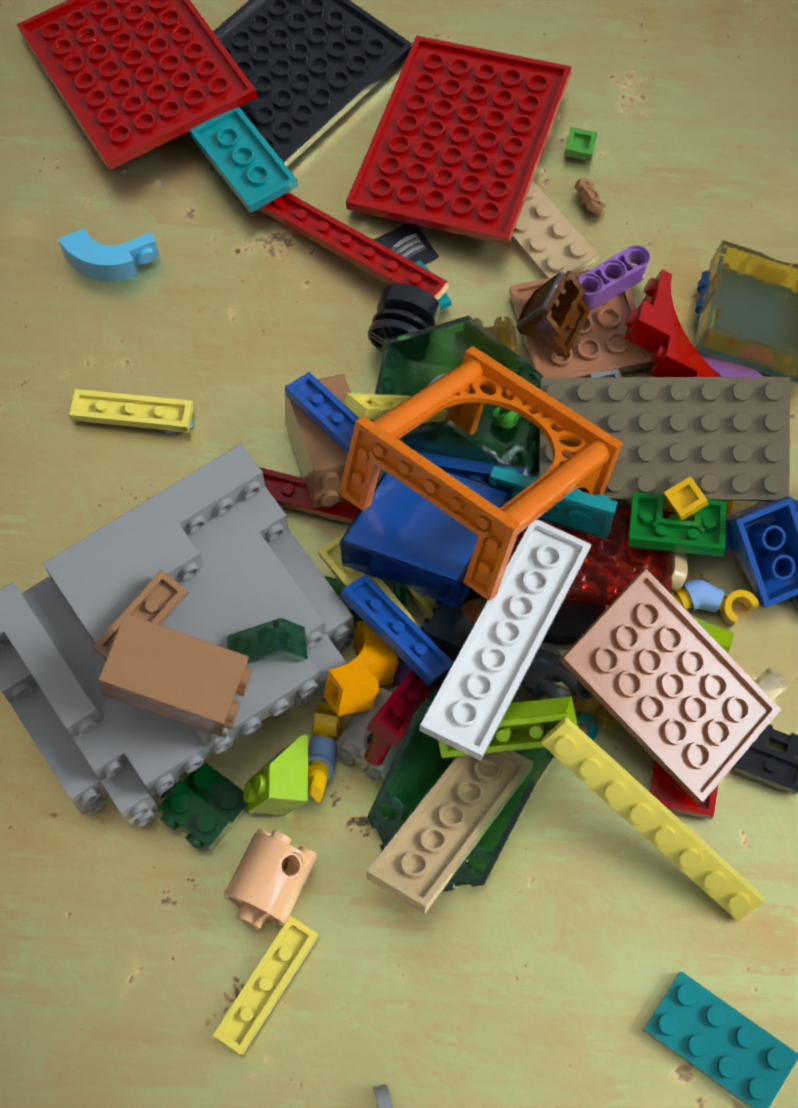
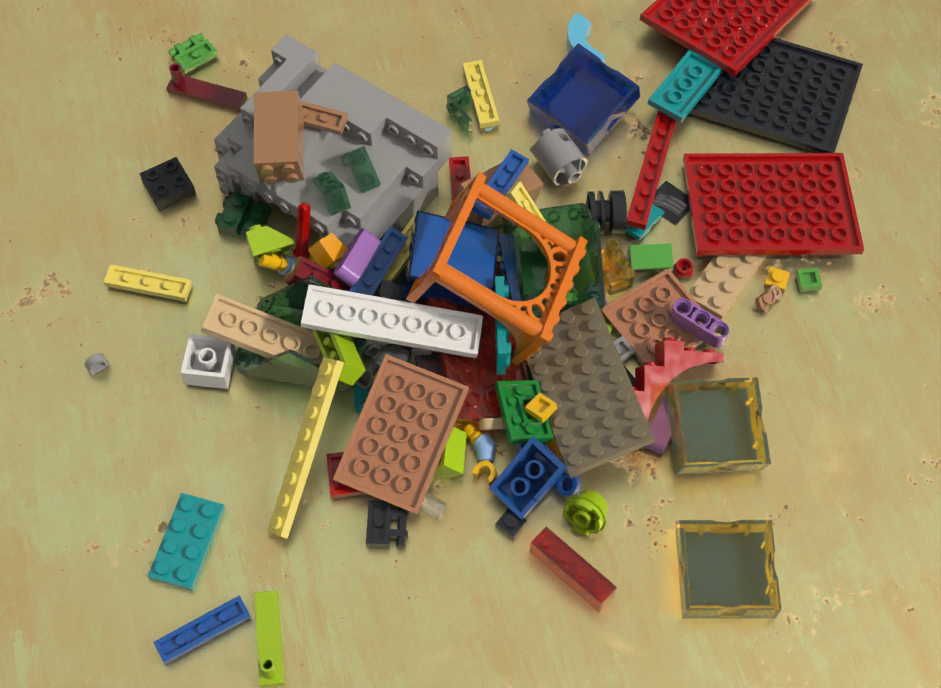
camera: 70 degrees right, 5 degrees down
(93, 904) = (167, 183): none -> black brick
(141, 452) = (455, 104): none -> clear green bracket
(209, 282) = (584, 98): none -> clear blue tile
(242, 586) = (362, 169): none -> clear green bracket
(269, 879) = (198, 259): light nougat cylinder -> none
(292, 345) = (559, 156): none -> light grey cylinder
(303, 714) = (302, 231): none -> red axle
(380, 650) = (356, 257): none -> medium lavender beam
(448, 929) = (208, 362): none -> white brick
(488, 295) = (650, 256): none -> bright green panel
(511, 264) = (683, 263): none -> red plate
(555, 312) = (651, 295): reddish brown piece -> none
(564, 177) = (777, 277): none -> yellow plate

